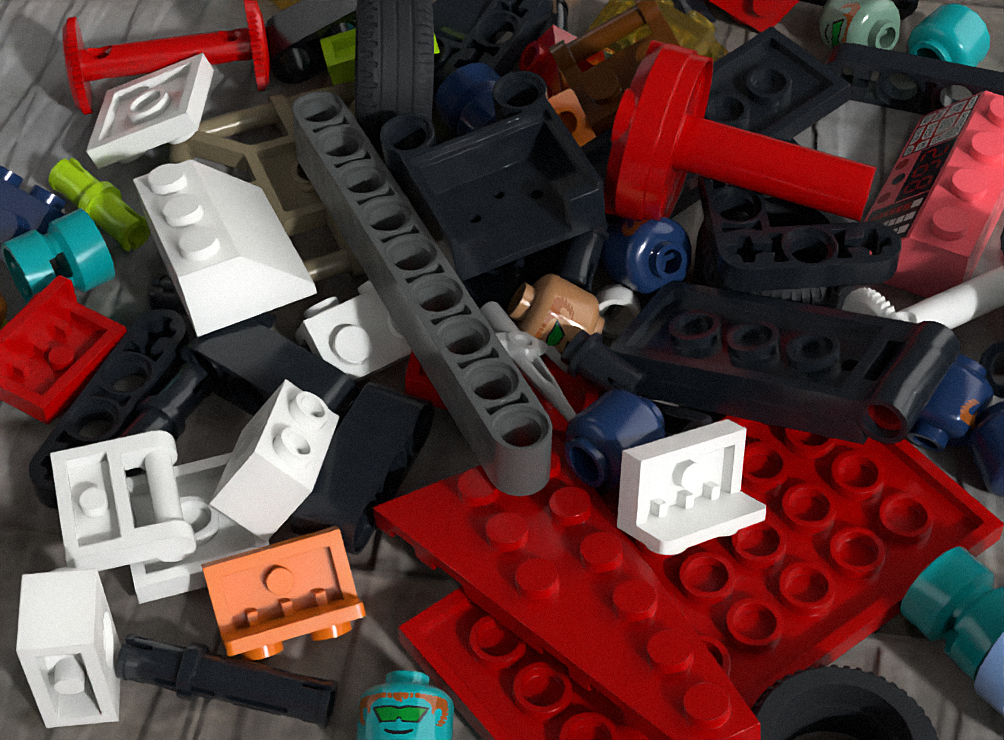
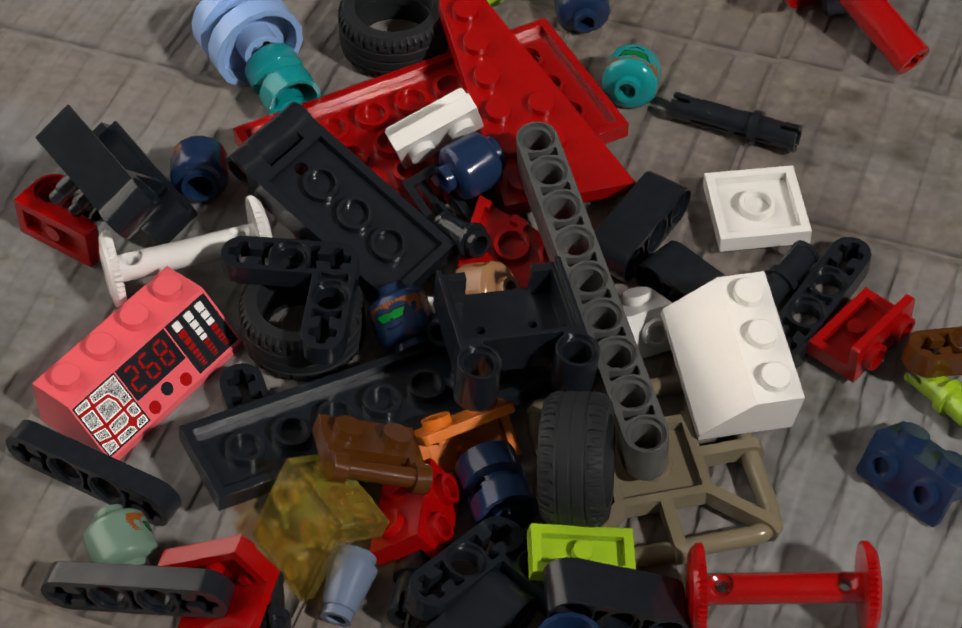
camera: 170 degrees left, 0 degrees up
(69, 647) = (829, 116): white brick -> none
(74, 246) = (870, 399): teal wheel -> none
(98, 508) = (818, 194): white plate -> none
(101, 202) = (838, 468): lime pin -> none
(151, 112) = (793, 525): white plate -> none
(275, 460) = (699, 201): white brick -> none
(283, 594) = (696, 143): orange bracket -> none
(526, 354) = (517, 256): light grey piece -> none
(664, 137) = (366, 320): red piece -> none
(951, 35) = (49, 517): teal head -> none
(953, 407) = (222, 203): dark blue head -> none

